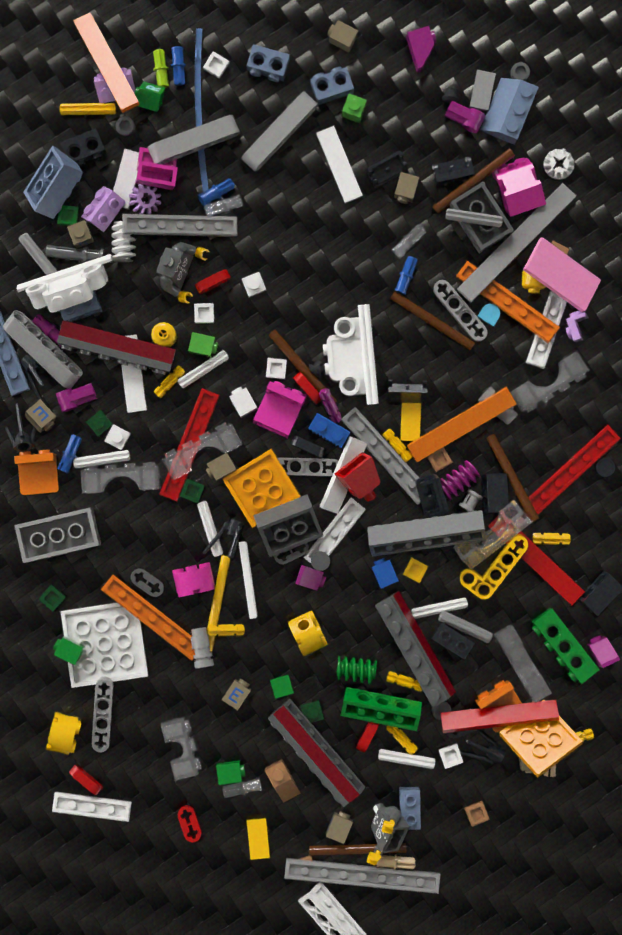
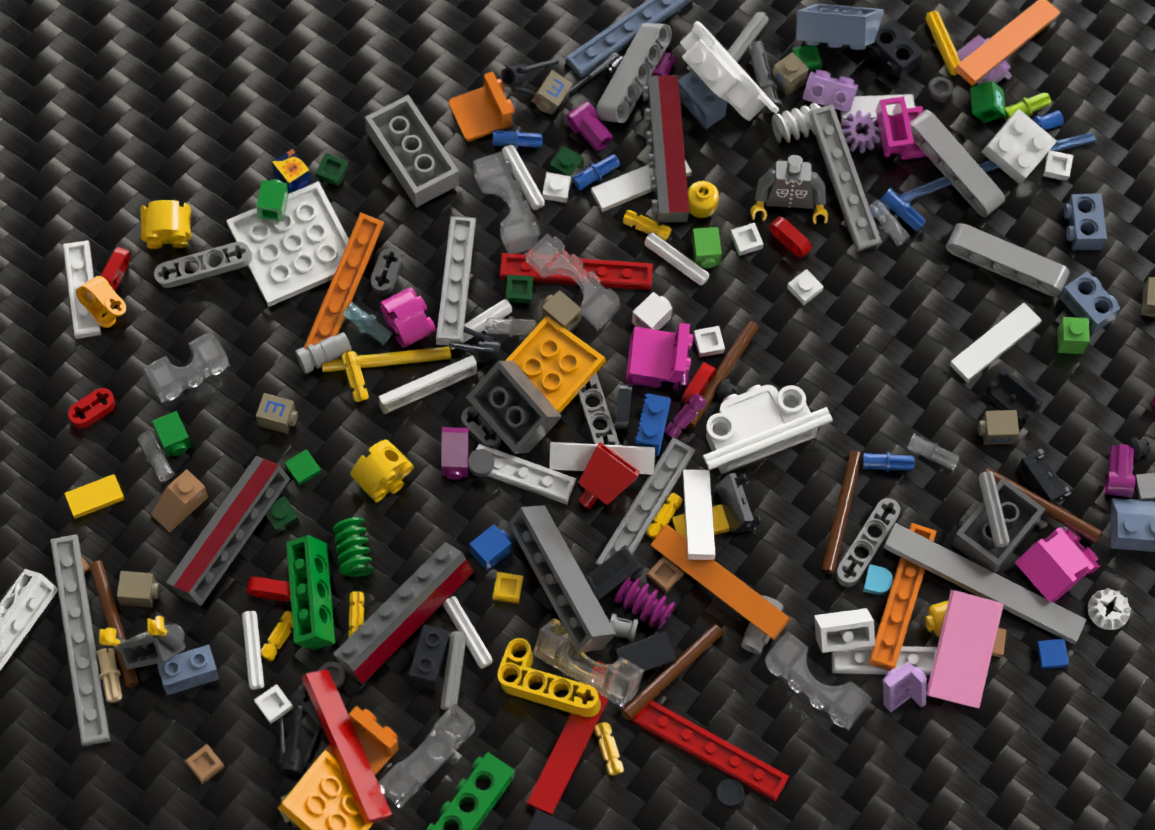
camera: 70 degrees right, 20 degrees down
(46, 628) = (291, 170): none -> brick
(109, 797) = (101, 299): none -> light orange piece
(114, 404) = (595, 172): none -> blue axle
(174, 535) = (456, 280): none -> light grey tile
(187, 609) = (367, 323): none -> clear light blue pin
(196, 88) = (1019, 146): none -> white brick
(220, 507) = (509, 326): none -> clear axle
(407, 422) = (698, 515): none -> white tile
(522, 351) = (844, 630): none -> white brick
(578, 215) = (1052, 654): none -> blue tile

